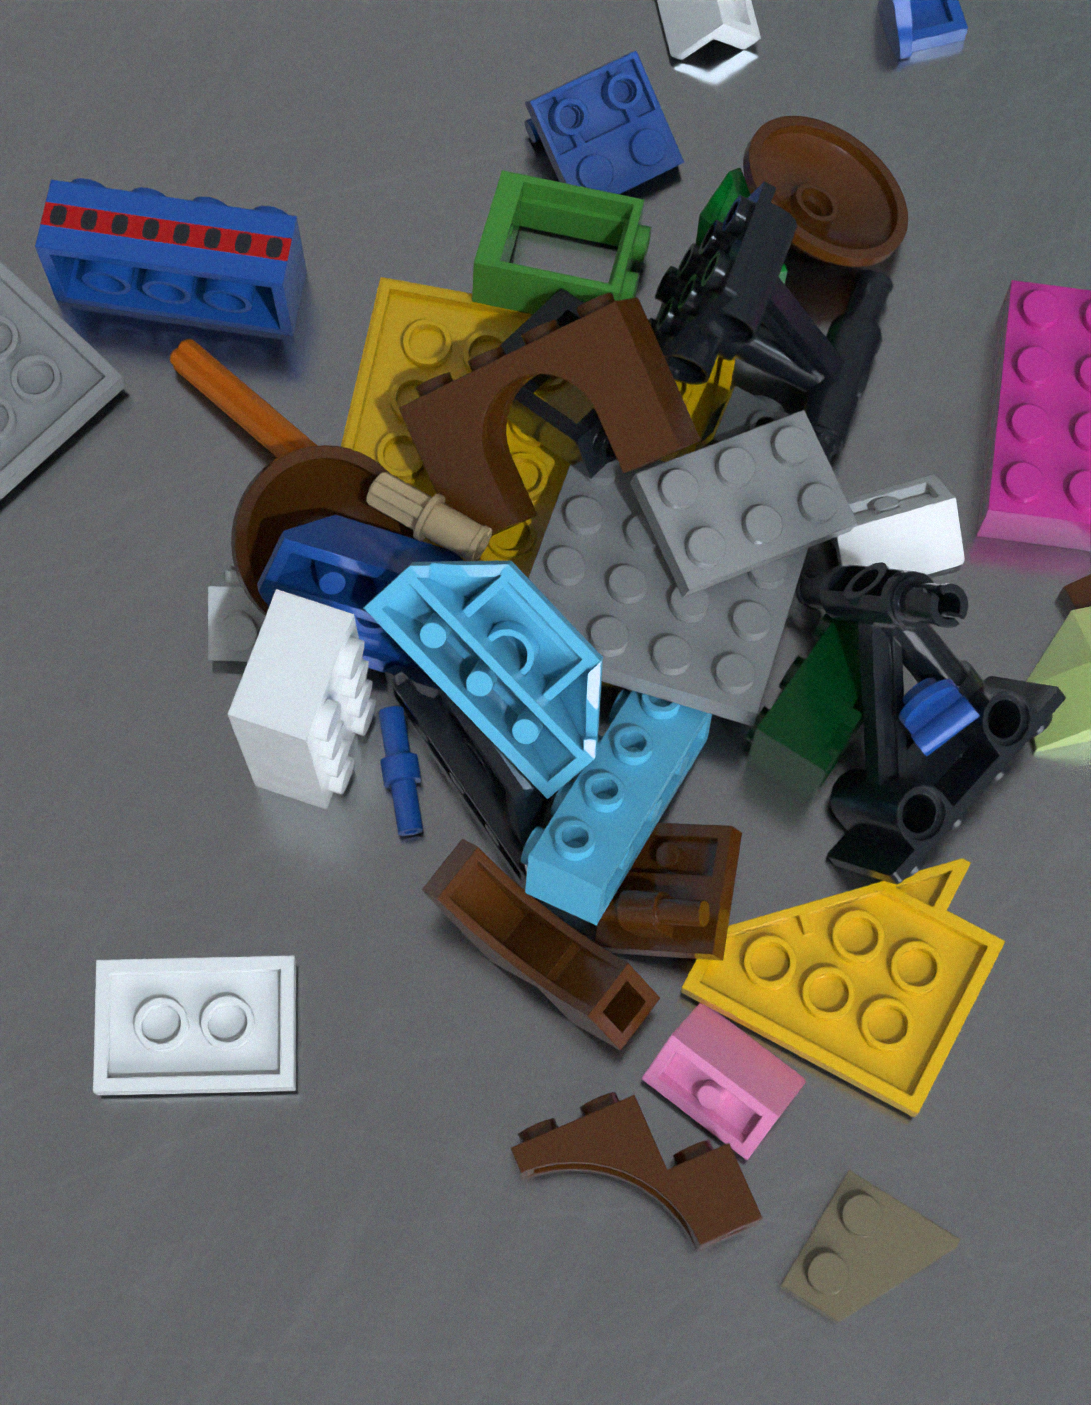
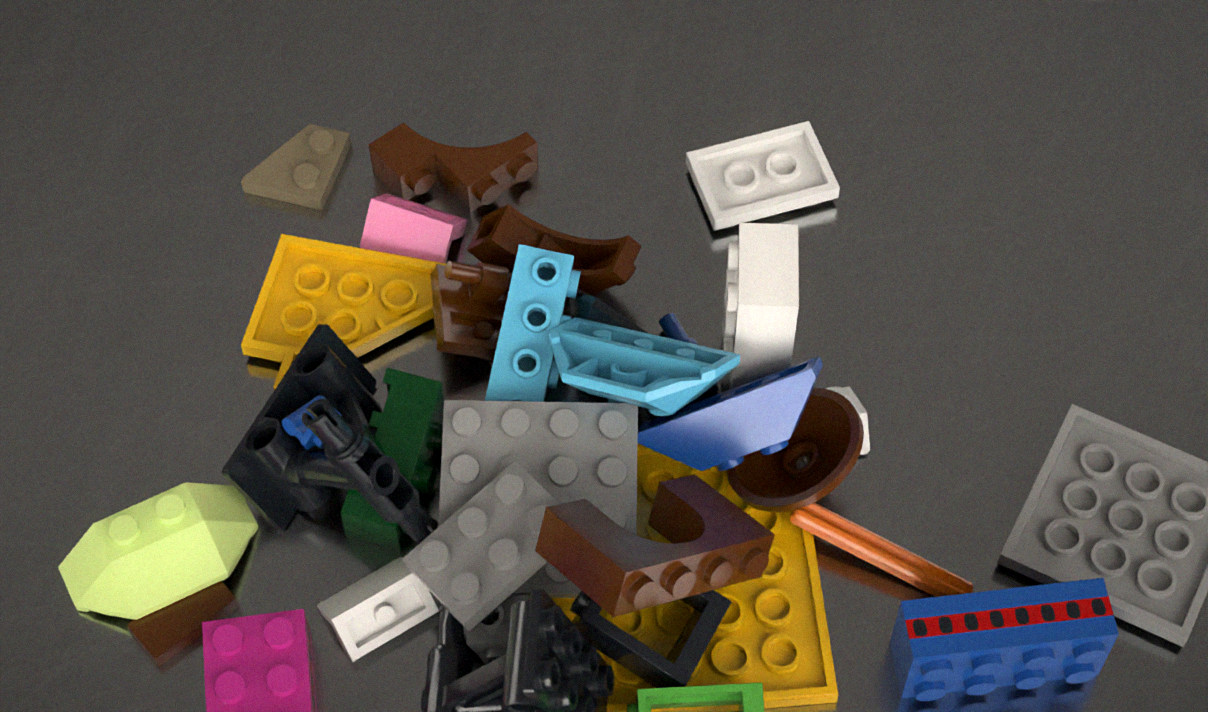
camera: 165 degrees right, 15 degrees down
(428, 516) = (723, 472): tan axle -> none

